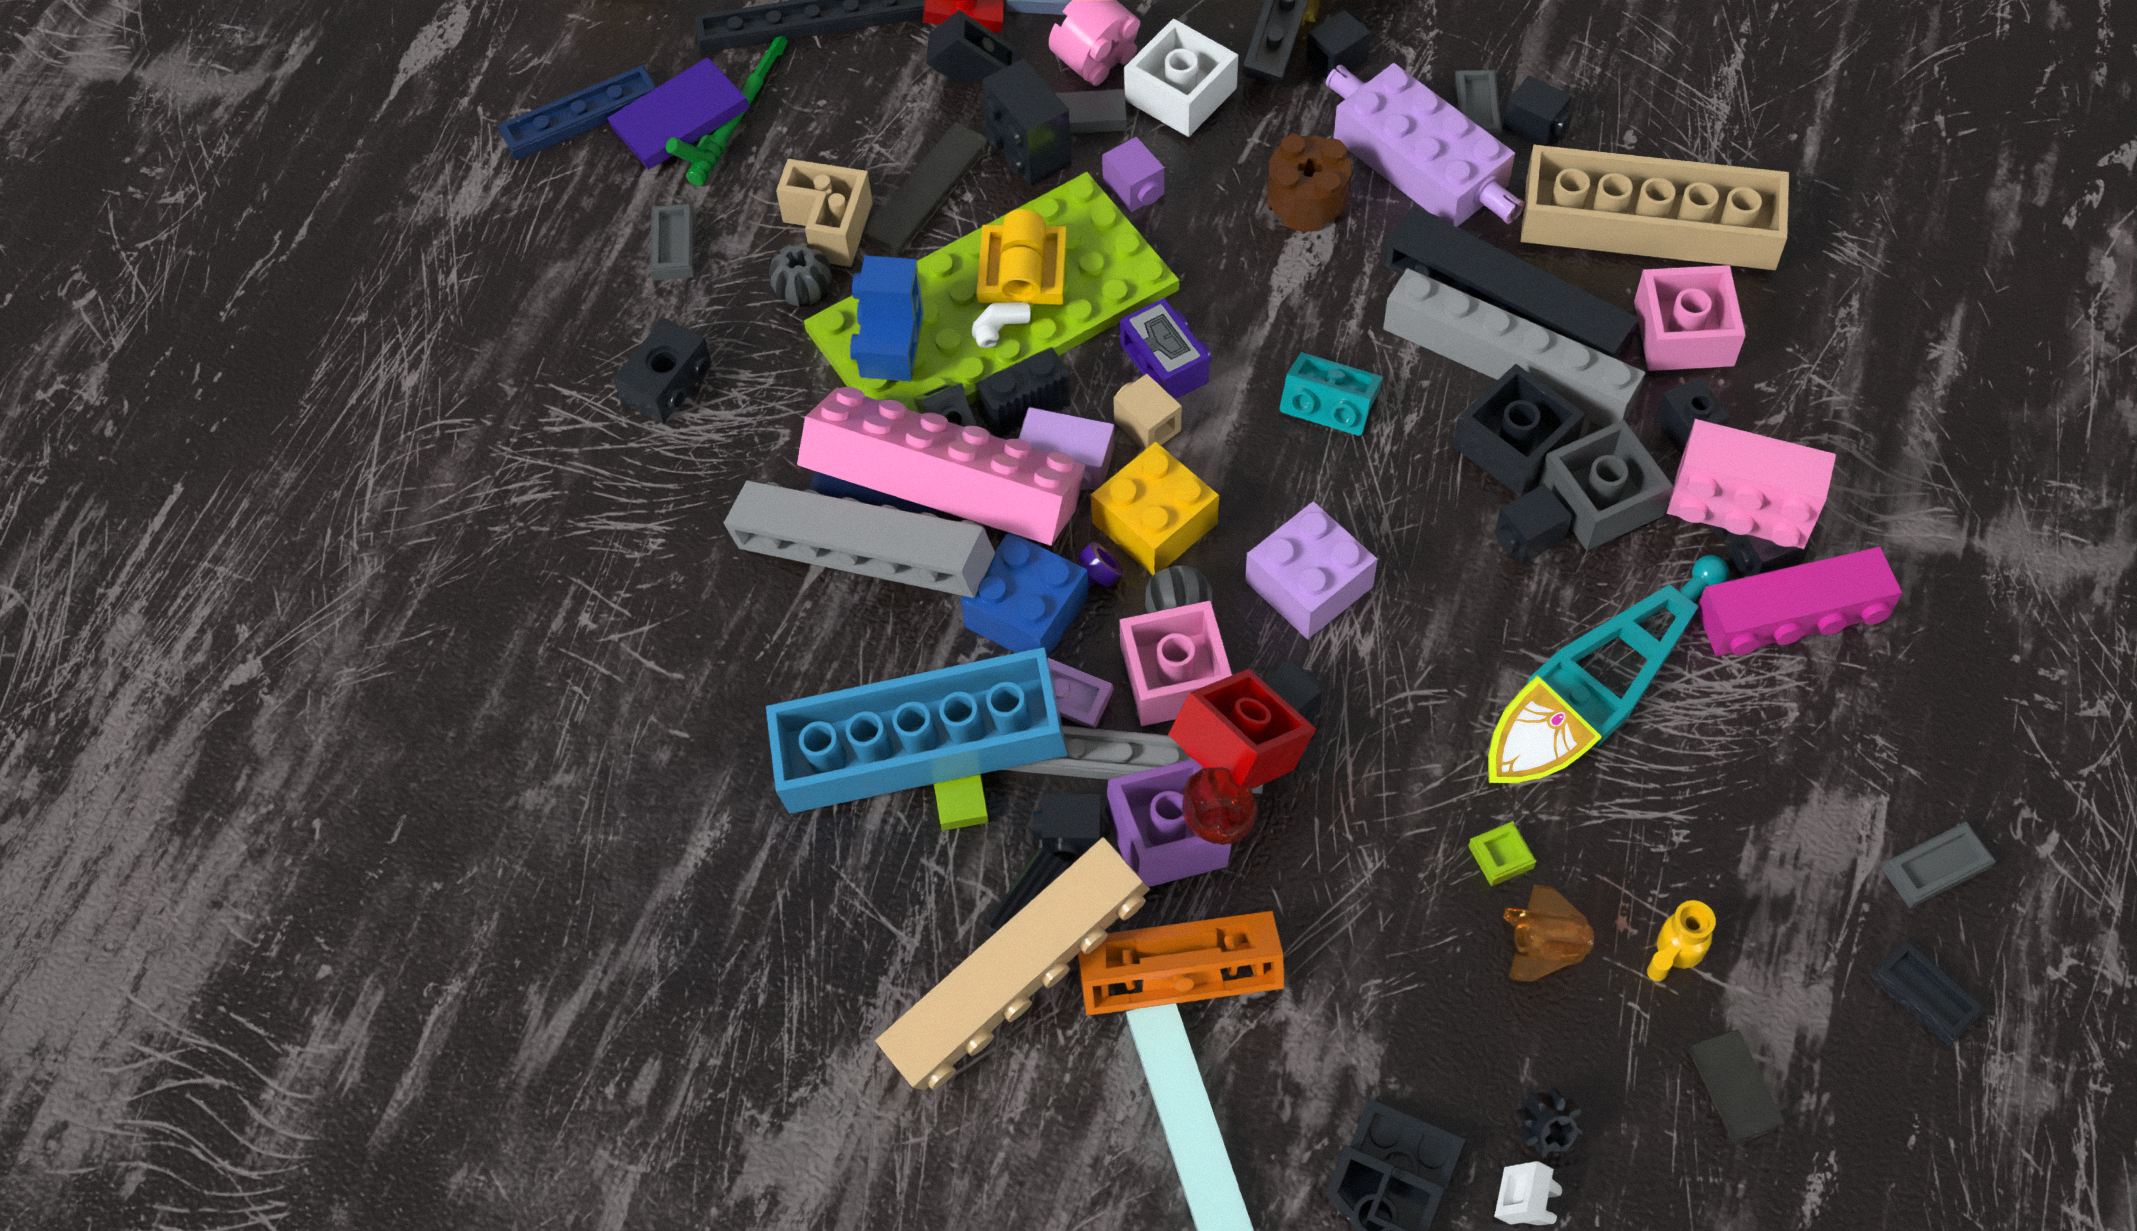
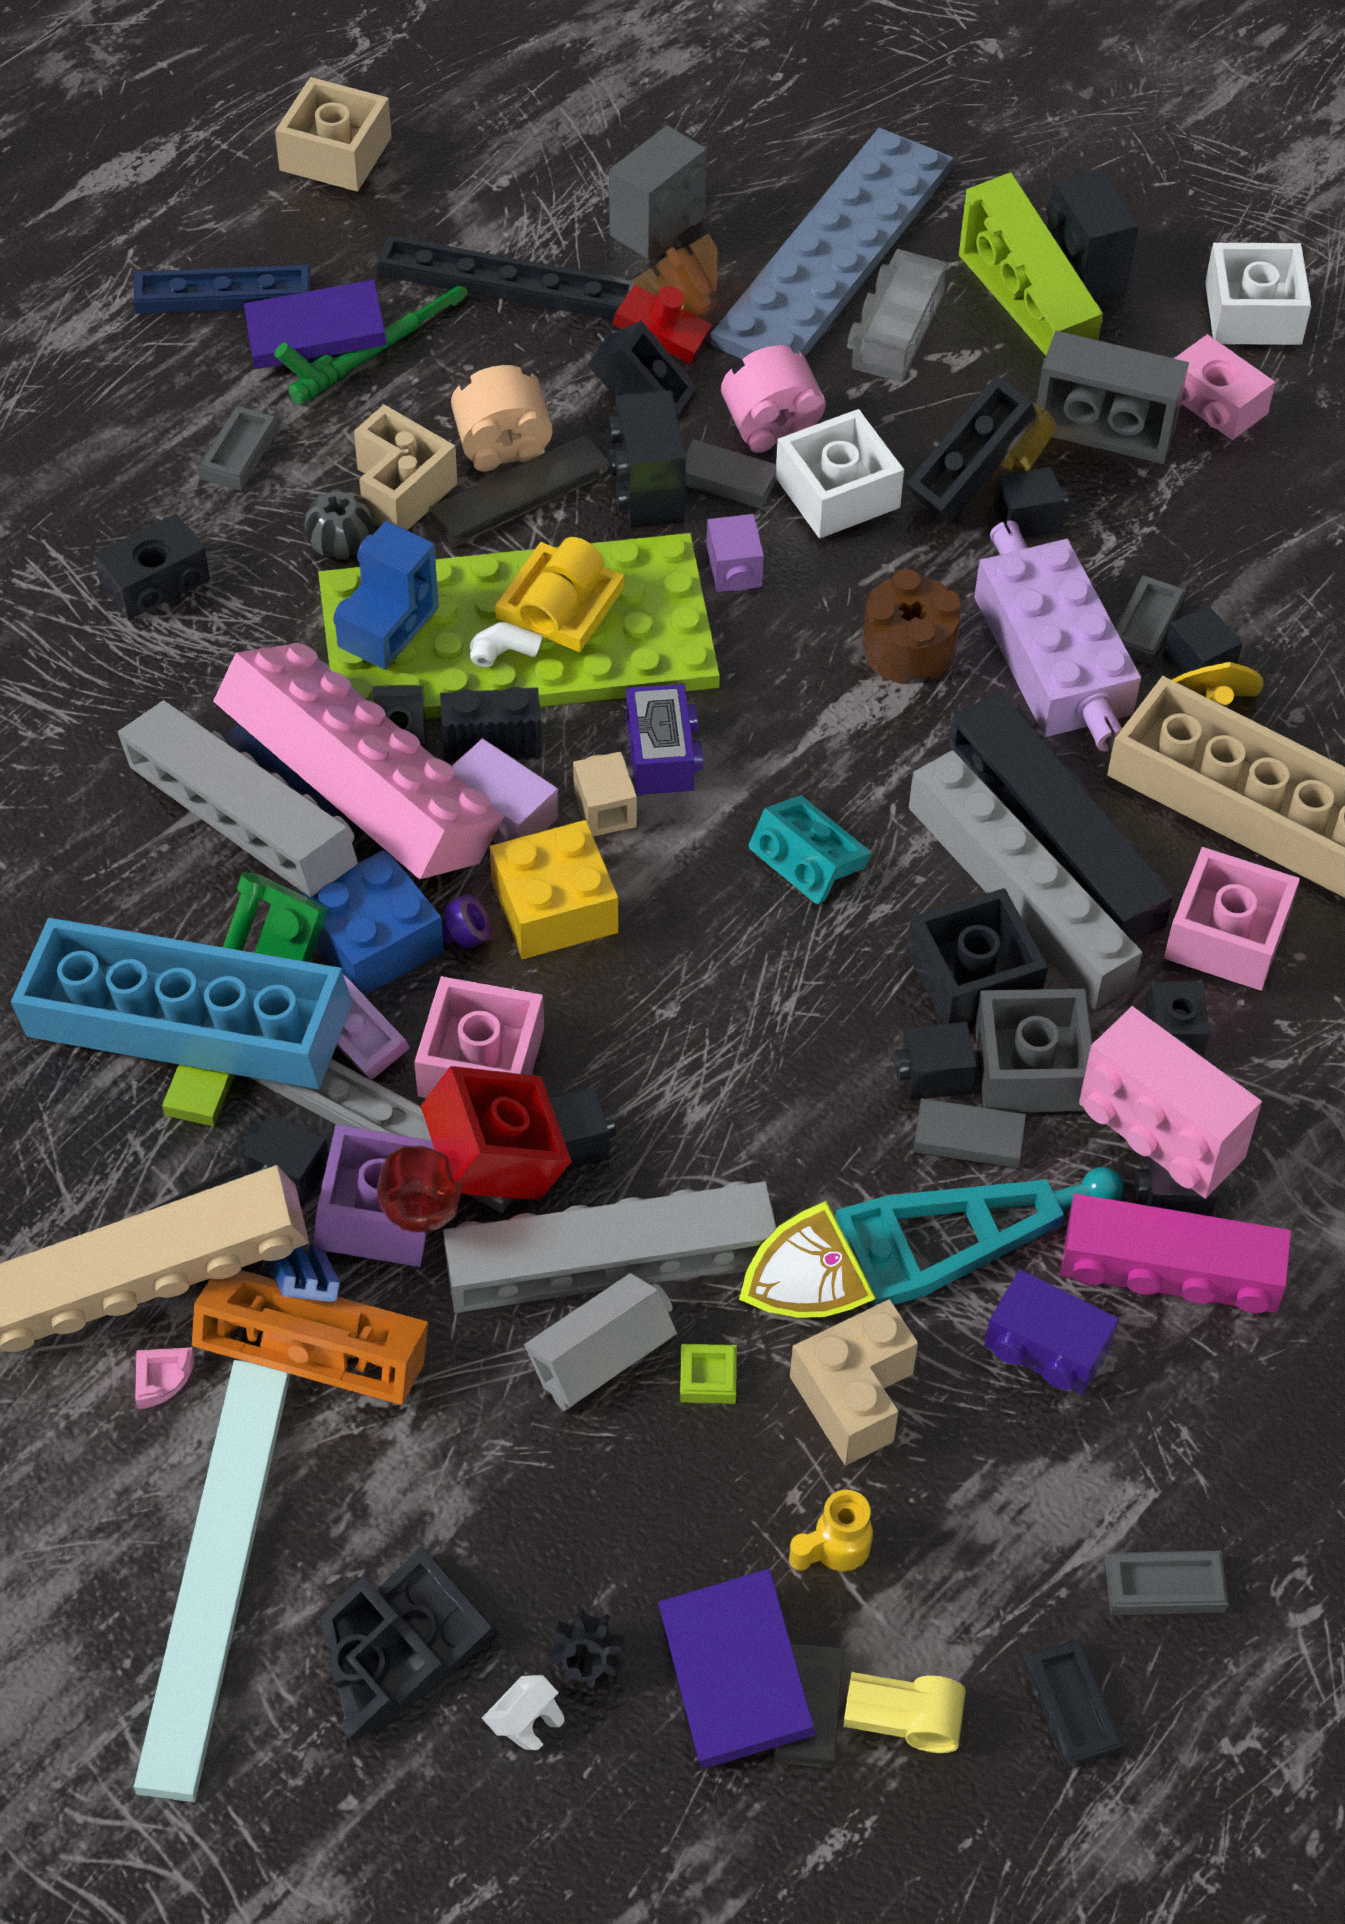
camera: 20 degrees right, 5 degrees down
(885, 133) = (501, 417): none -> light nougat brick
(968, 630) = (290, 925): none -> green plate
(1070, 1050) = (161, 1374): none -> bright pink tile
(1156, 912) = (312, 1273): none -> blue tile
(1176, 588) = (528, 972): dark grey piece -> none
(1310, 570) = (675, 1012): lavender brick -> none
(1369, 784) = (599, 1245): none -> light grey brick
(1411, 864) = (601, 1339): none -> light grey brick
(1549, 934) = (699, 1469): clear orange brick -> none
(1574, 135) = (1222, 682): none -> yellow shield
(1586, 571) = (969, 1133): none -> dark grey tile
(1615, 814) = (845, 1378): none -> tan brick
(1669, 1083) = (736, 1669): none -> dark purple tile
(1748, 705) = (1050, 1333): none -> dark purple brick
(1825, 1051) = (921, 1711): none -> light yellow piece

